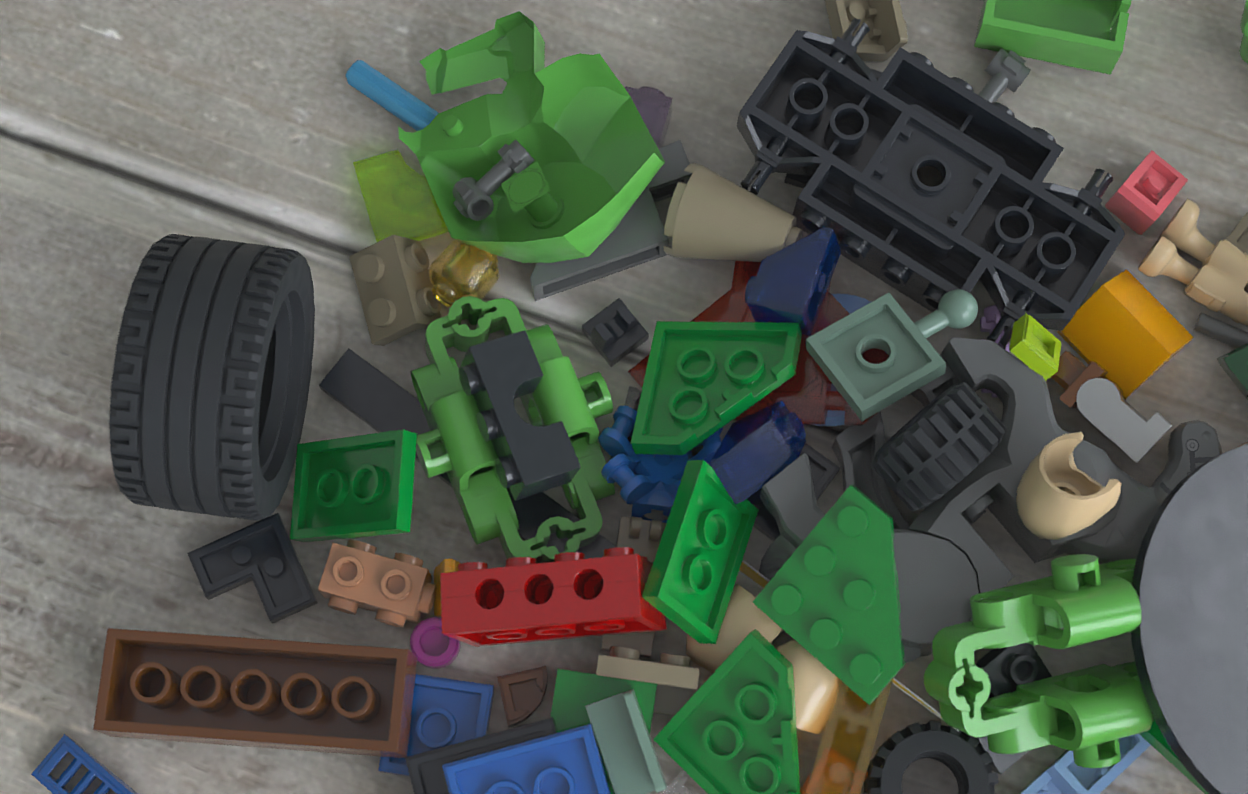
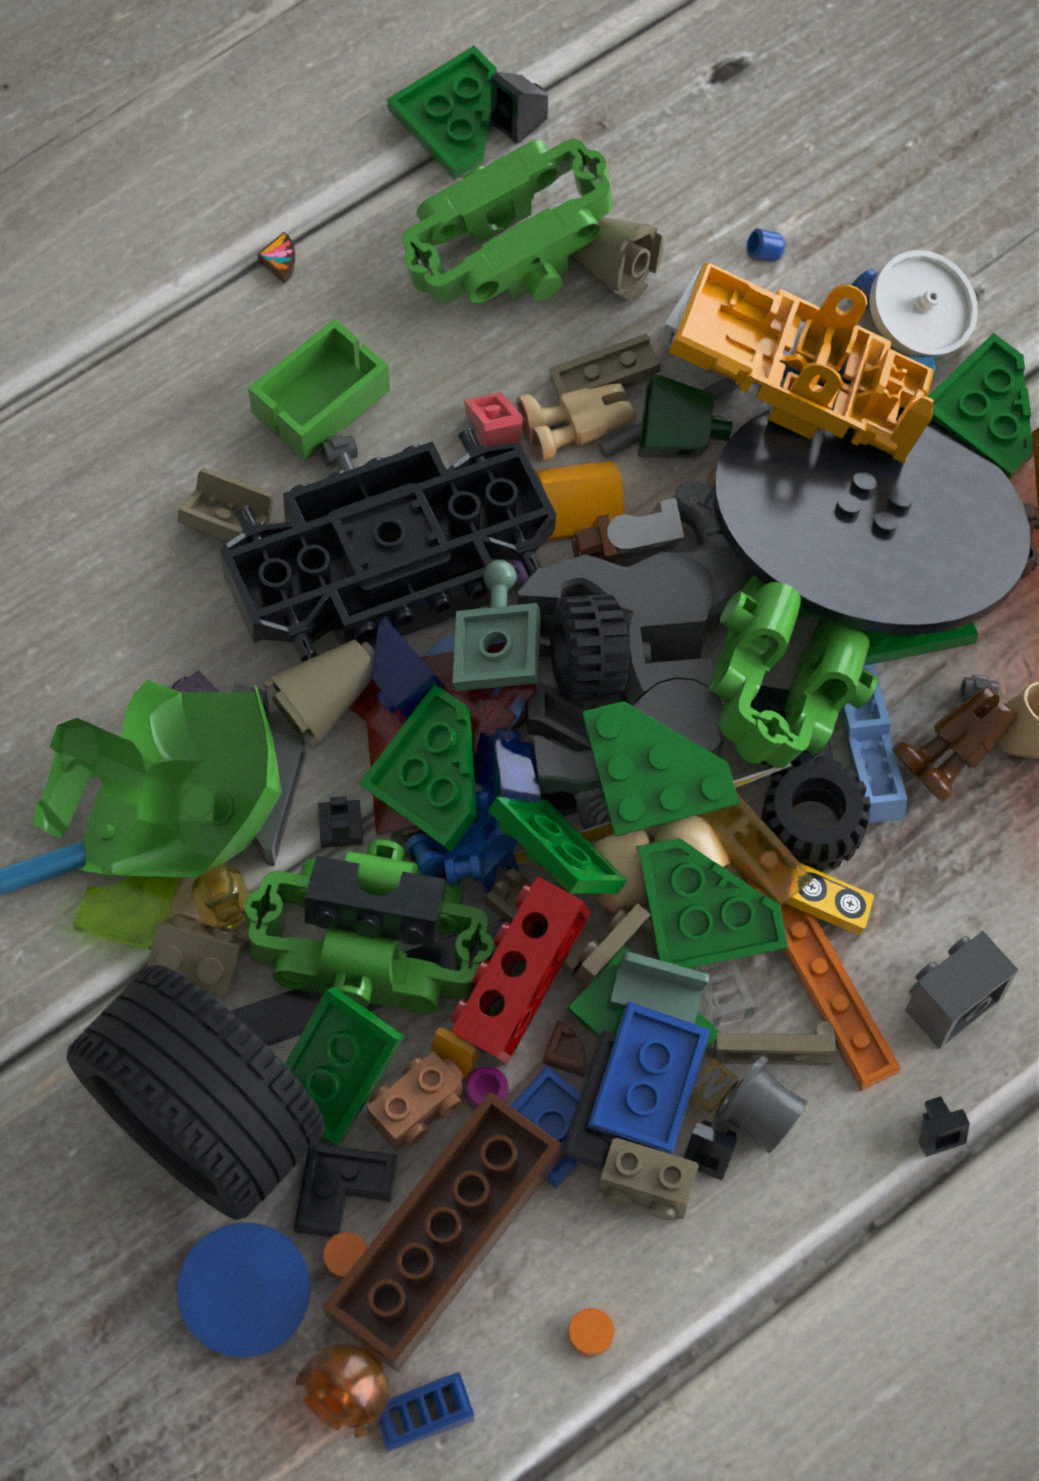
camera: 60 degrees left, 10 degrees down
(60, 699) = (346, 1387): none -> clear orange cylinder
(96, 548) = (244, 1289): none -> blue piece
(191, 614) = (342, 1253): none -> orange tile
(473, 196) = (174, 847): dark grey bar -> none
(1035, 346) = (560, 545): lime tile -> none
(1057, 496) = (681, 593): tan piece -> none

